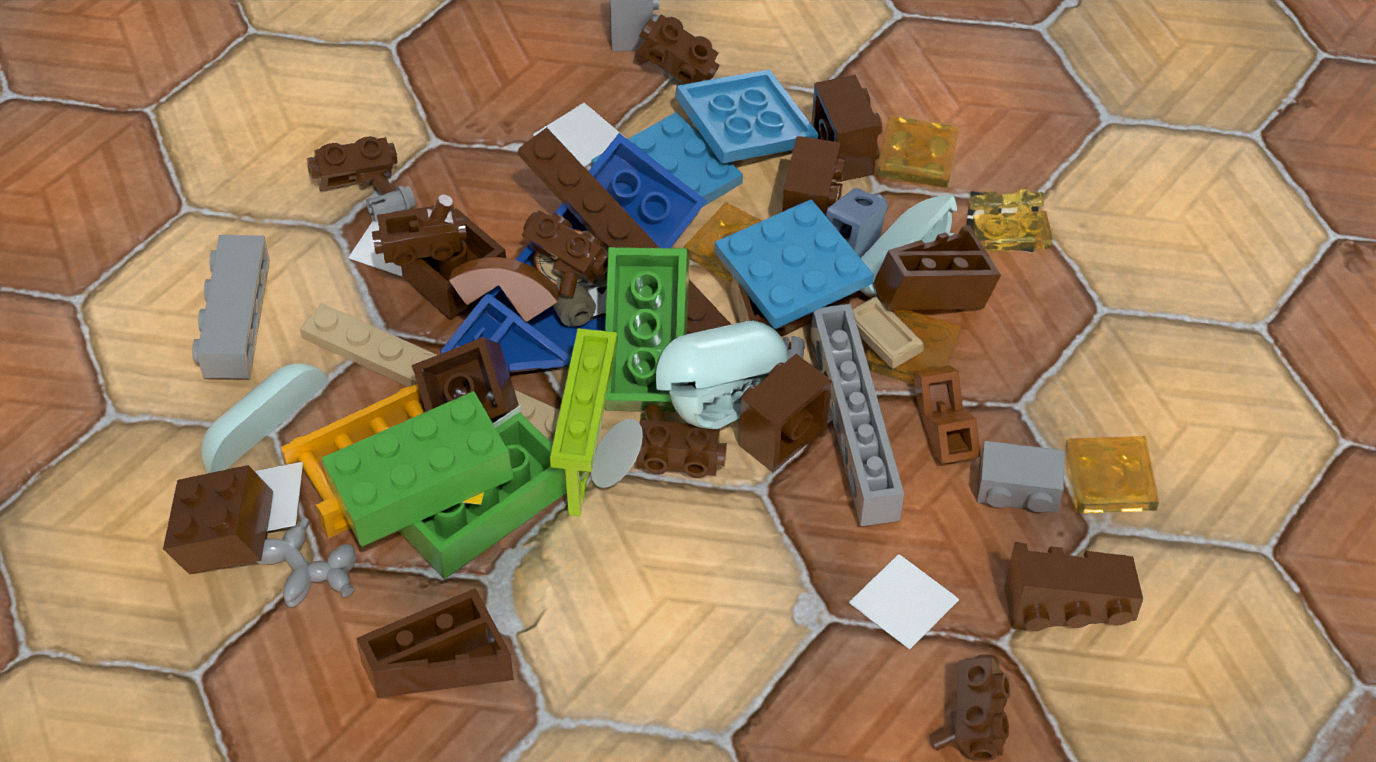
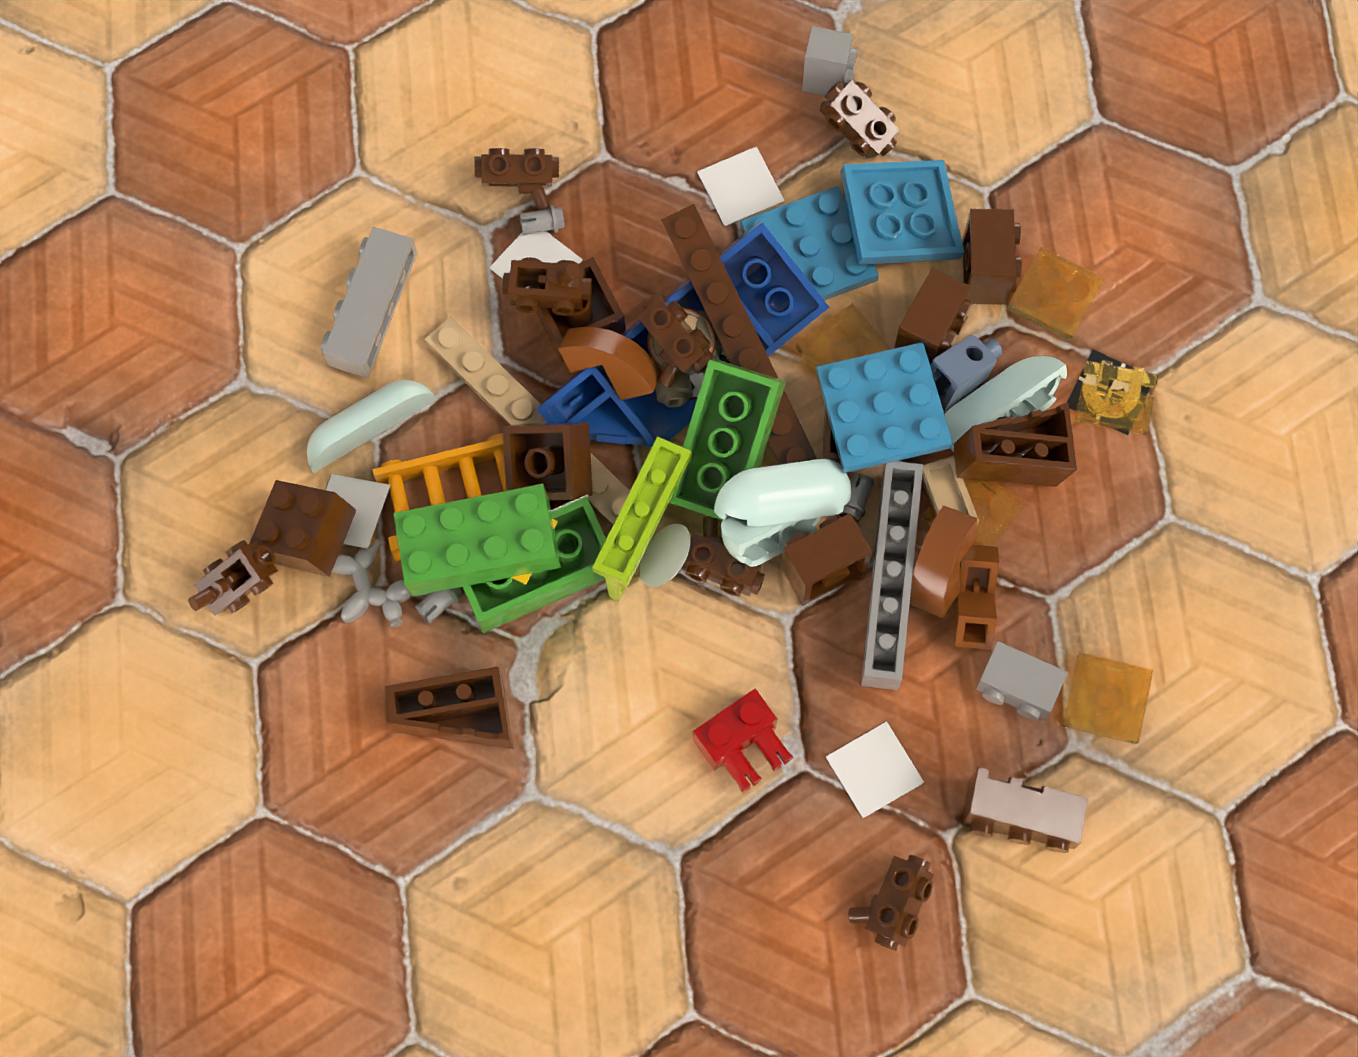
camera: 20 degrees right, 20 degrees up
(153, 587) = (231, 580): none -> reddish brown brick
(391, 552) = (436, 603): none -> light grey pin
(746, 595) = (734, 730): none -> red brick
(900, 381) = (938, 564): none -> dark orange brick

